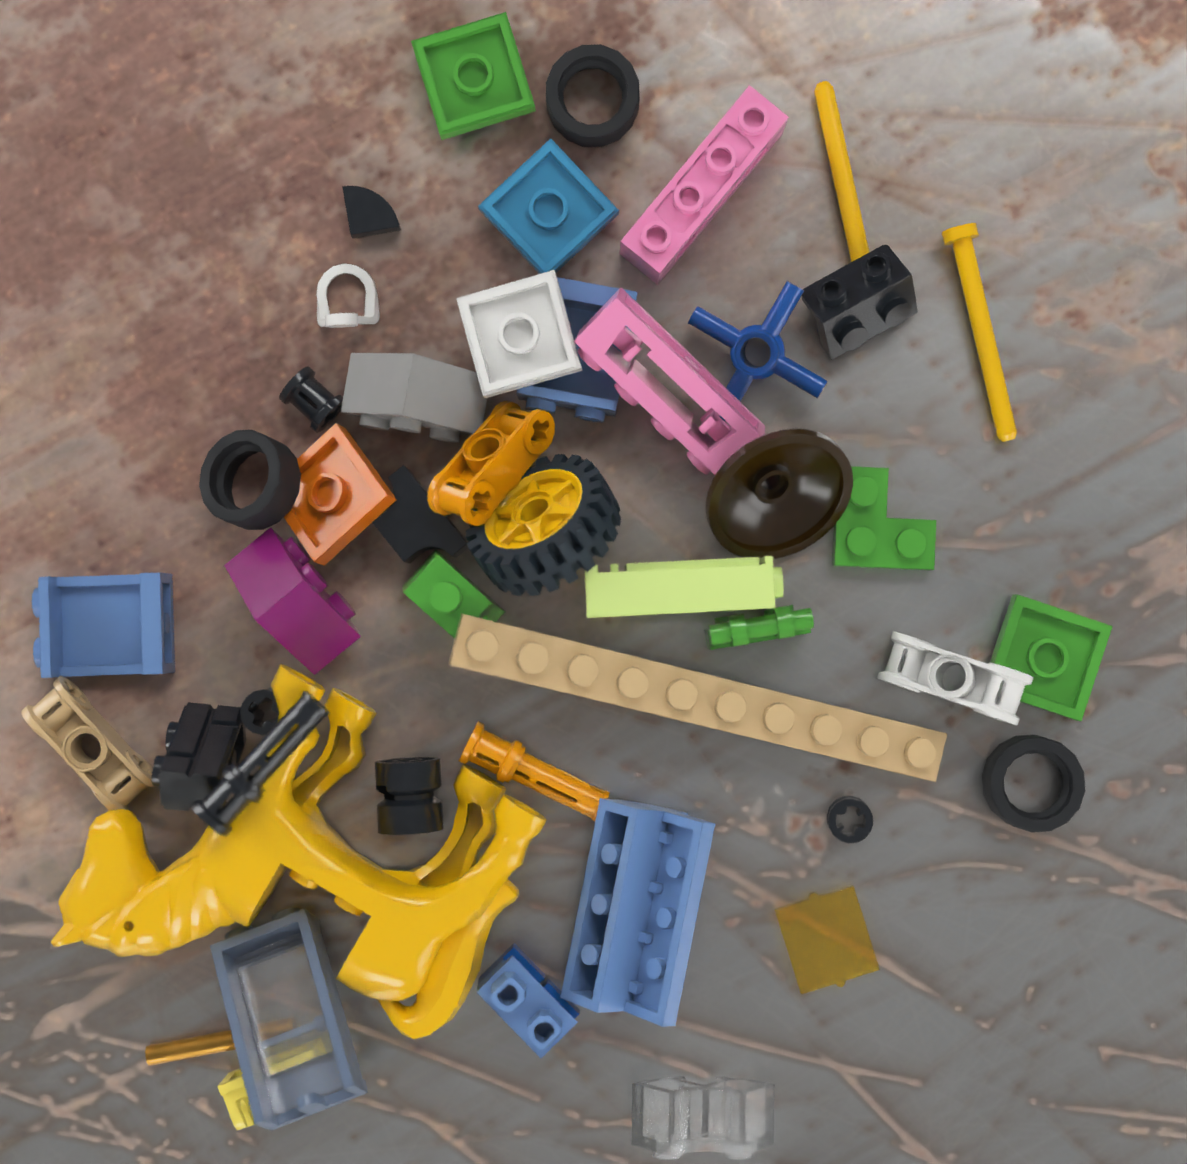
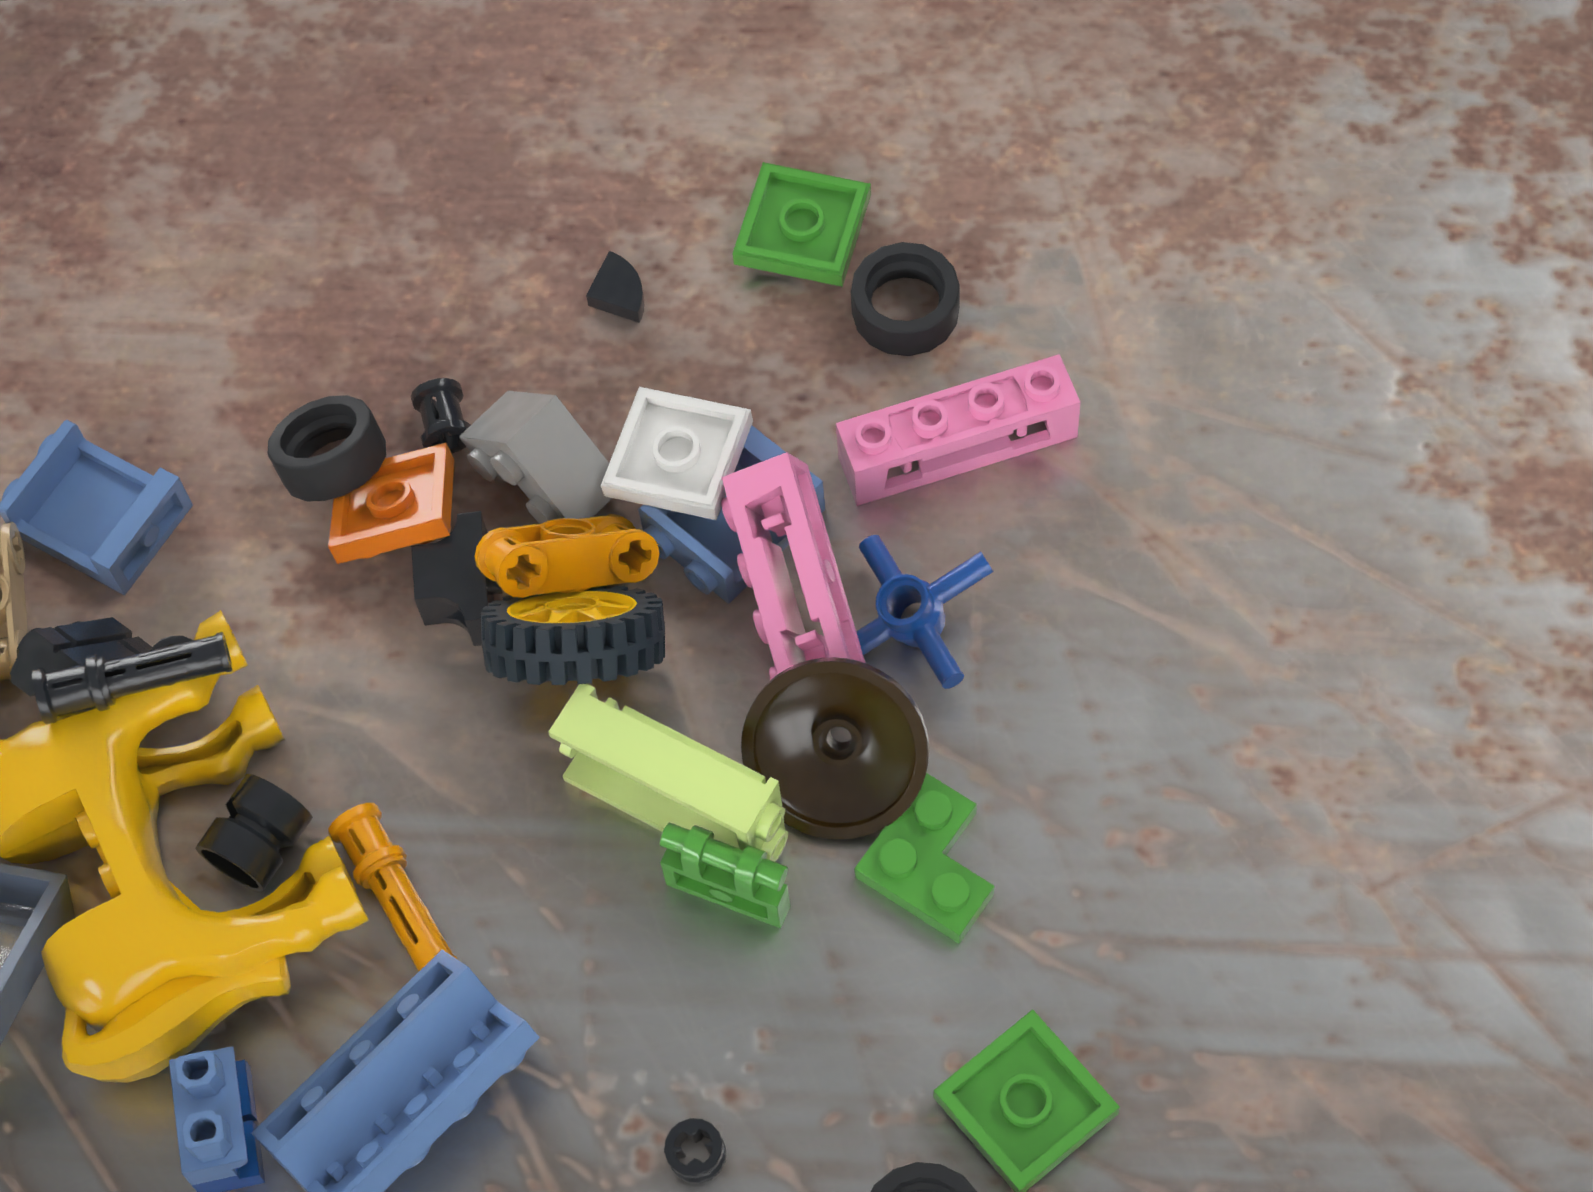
camera: 35 degrees right, 25 degrees down
(291, 600) = (277, 580): magenta brick -> none
(340, 320) = (518, 353): white piece -> none
(446, 593) = (433, 658): bright green torso -> none
(548, 209) = (793, 373): dark azure plate -> none
(696, 697) = (622, 911): tan plate -> none
(841, 170) = (1071, 613): yellow bar -> none
(861, 300) = (1050, 623): black bracket -> none
(961, 239) = (1199, 624): yellow bar -> none
(987, 687) = (904, 1051): white piece -> none

